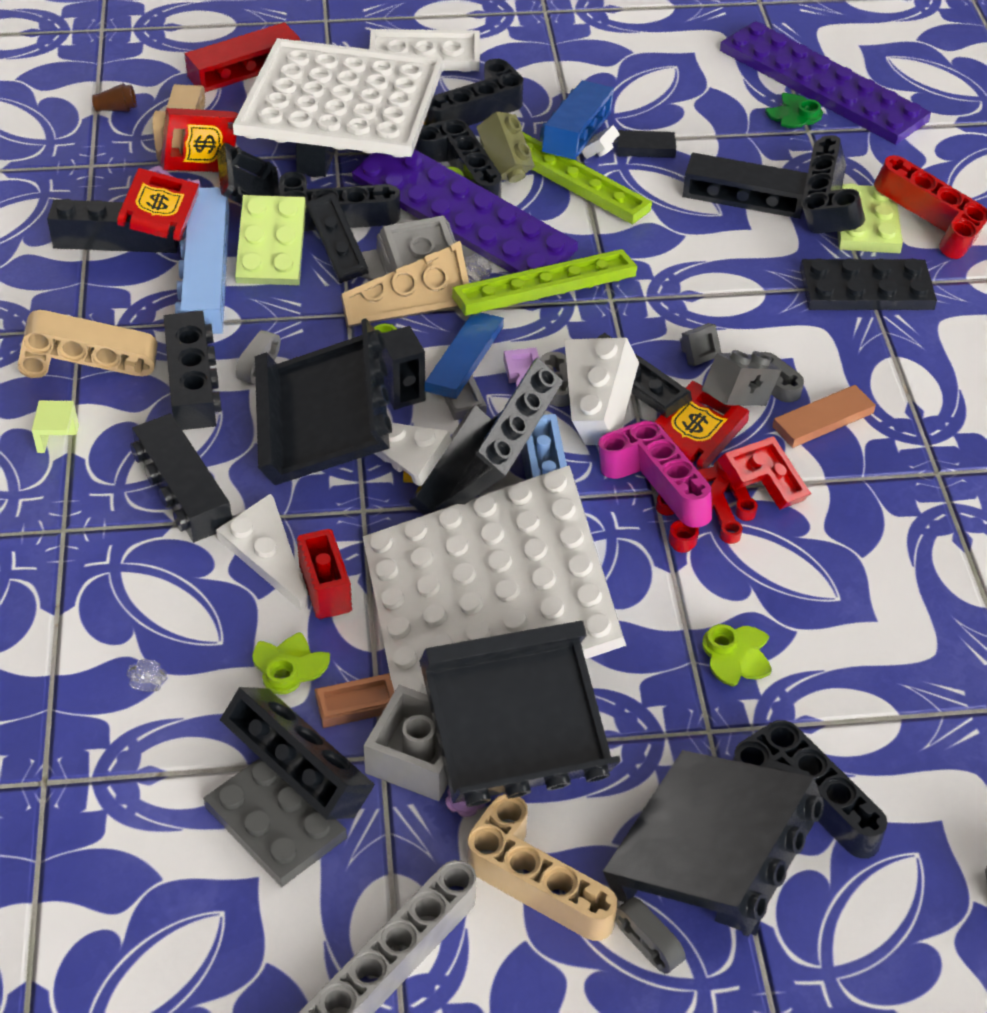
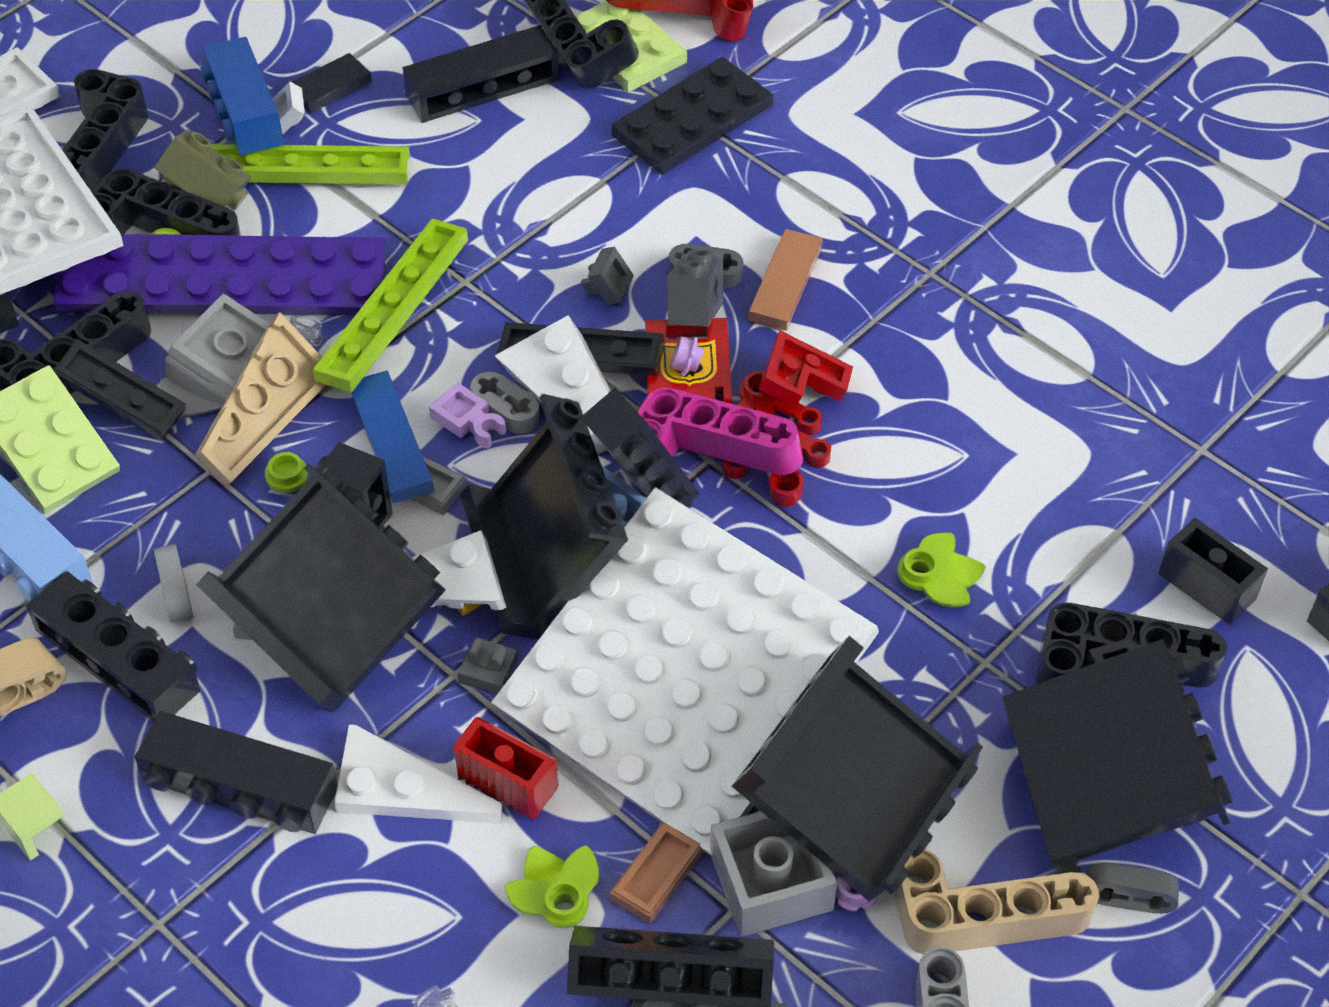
camera: 40 degrees left, 5 degrees up
(383, 512) = (487, 666): none -> dark grey tile
(581, 442) = (638, 448): none -> black brick
(693, 414) = (686, 355): none -> lavender plate
(932, 780) = (1212, 570): none -> black brick

